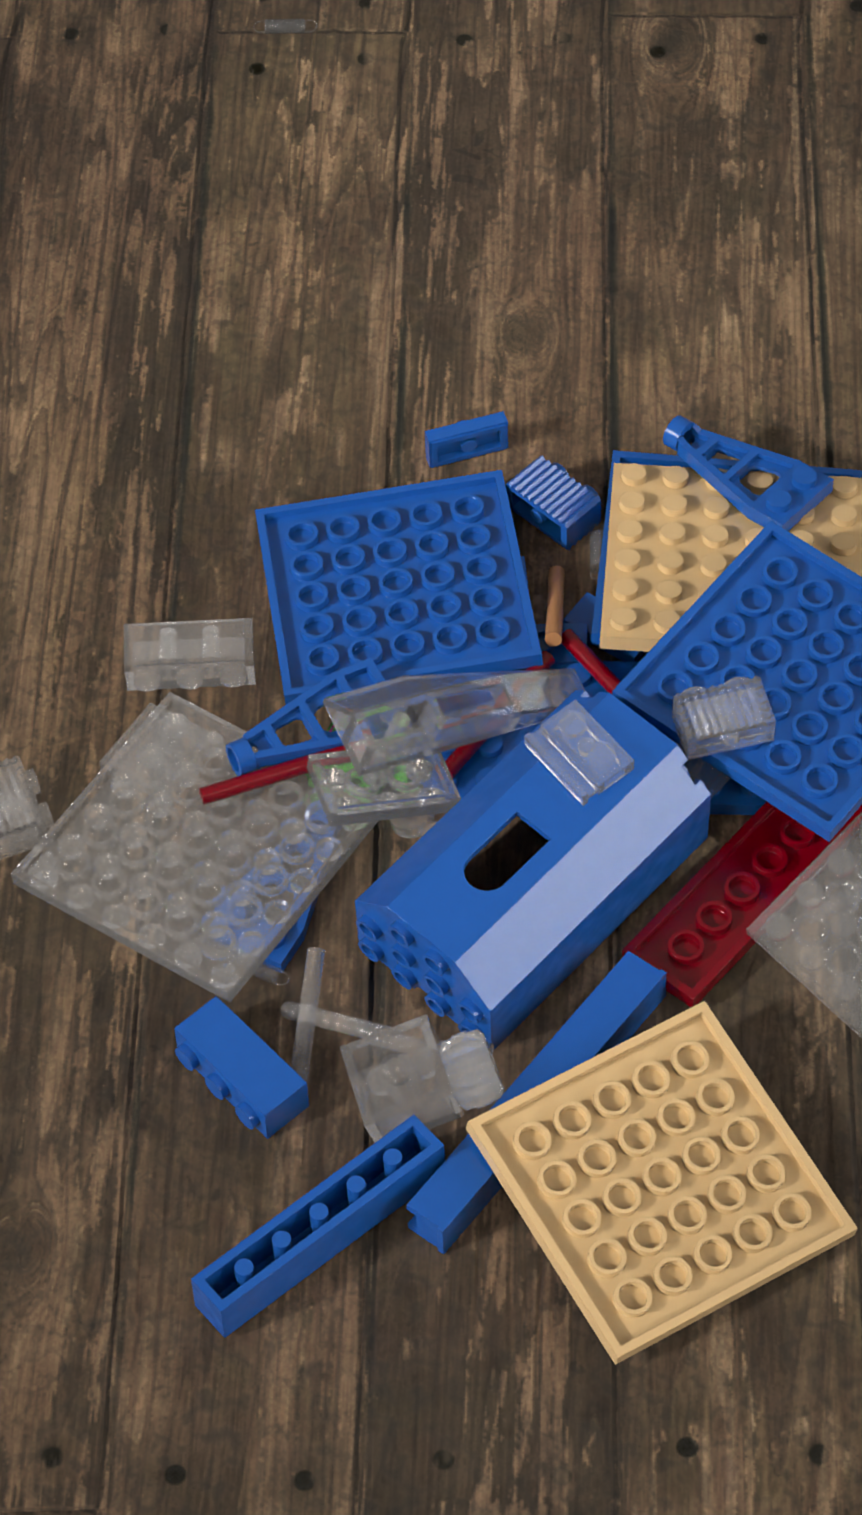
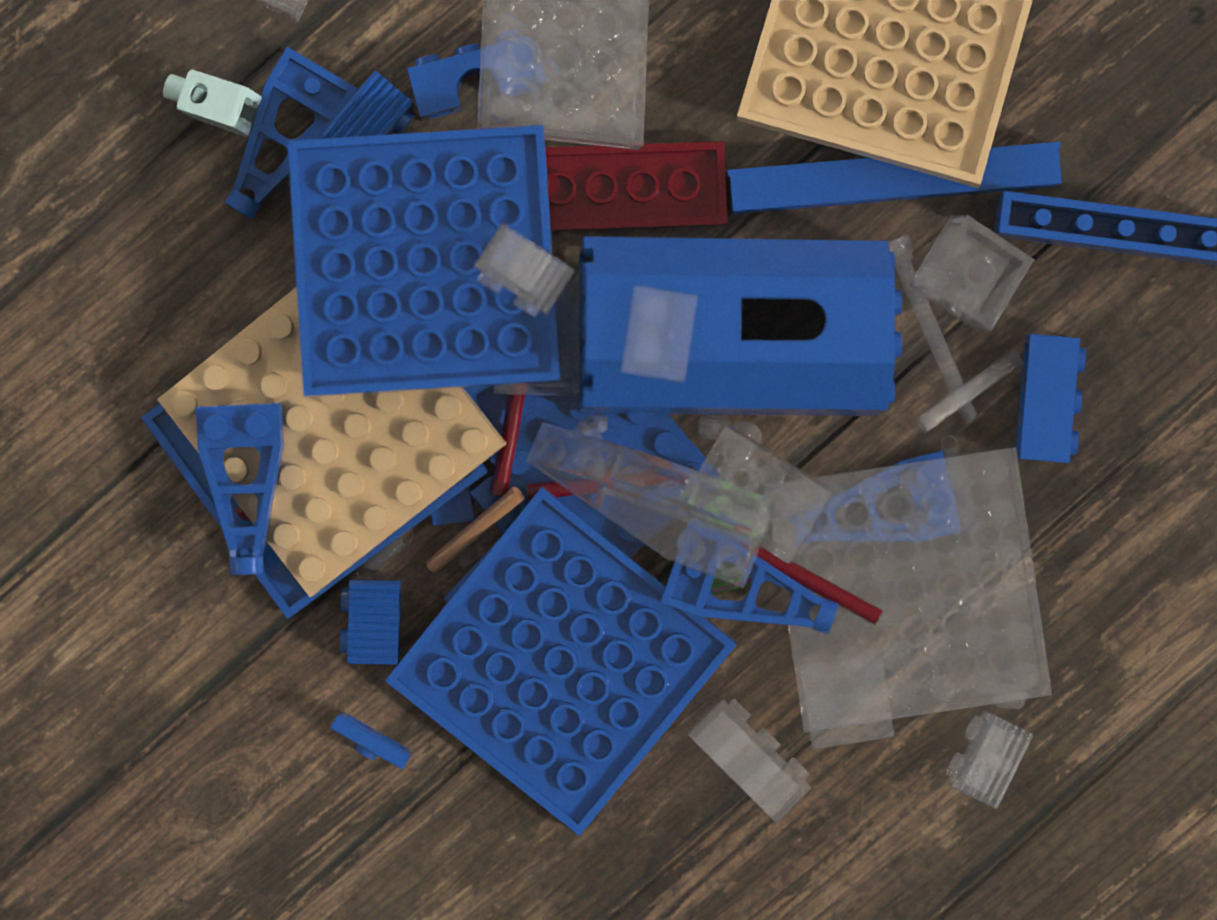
camera: 130 degrees left, 35 degrees up
(471, 1069) = (929, 226): clear gear -> none

